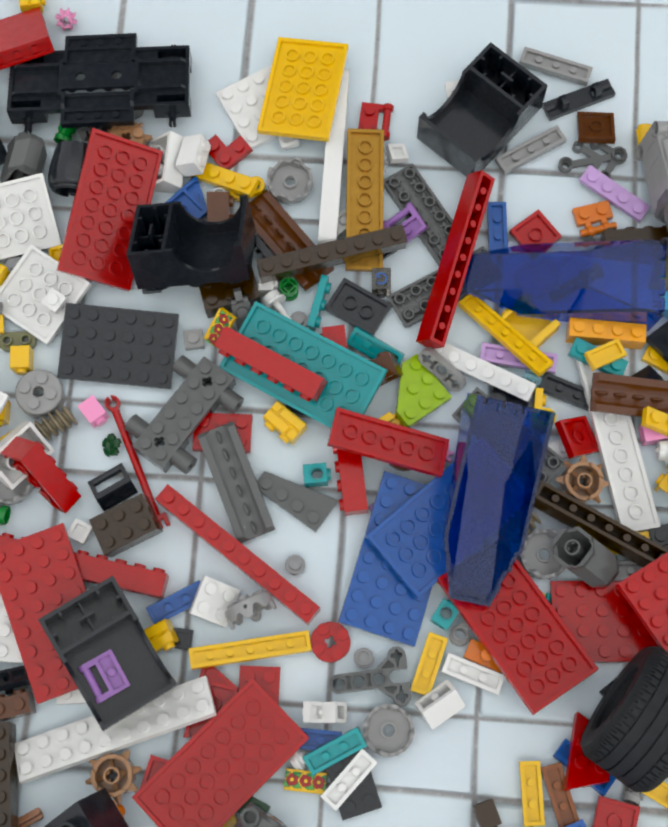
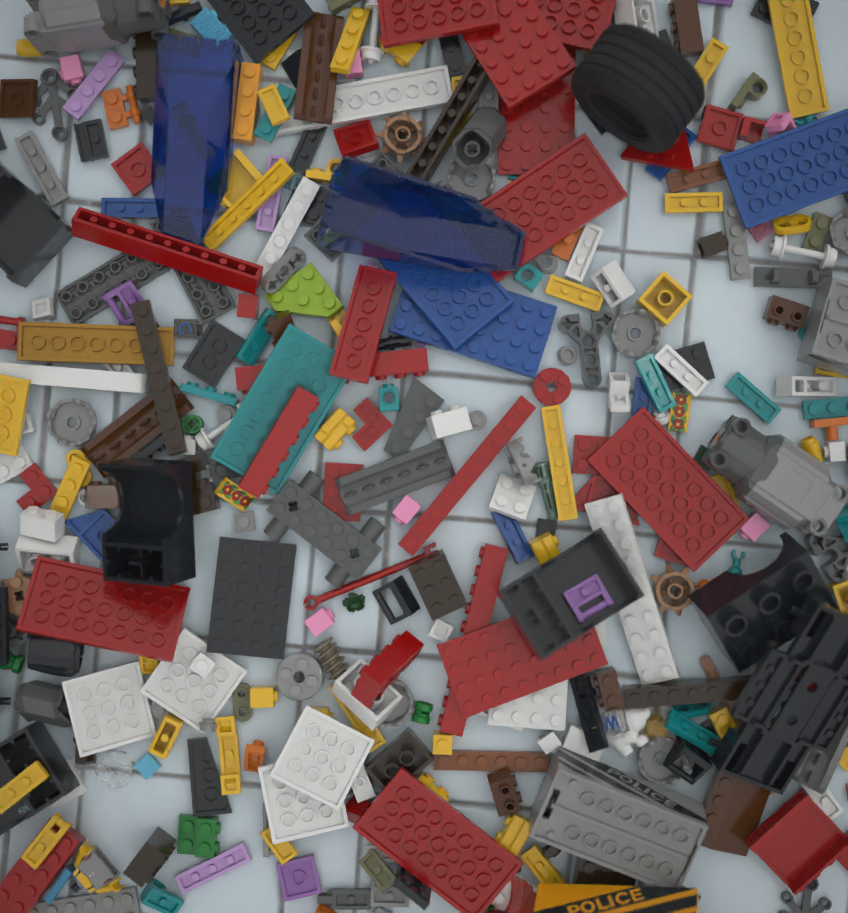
camera: 95 degrees left, 15 degrees up
(203, 494) = (406, 510): none -> bright pink brick
(239, 633) = (546, 479): none -> sand green pin
(289, 462) = (375, 424): none -> red plate
(291, 534) = (449, 422): none -> white brick
(372, 476) = (393, 342): none -> black pin
(405, 338) = (248, 306): none -> red panel
(425, 760) = (664, 299): none -> yellow brick
(560, 192) = (91, 140): none -> black plate
(627, 174) = (72, 70): none -> bright pink brick

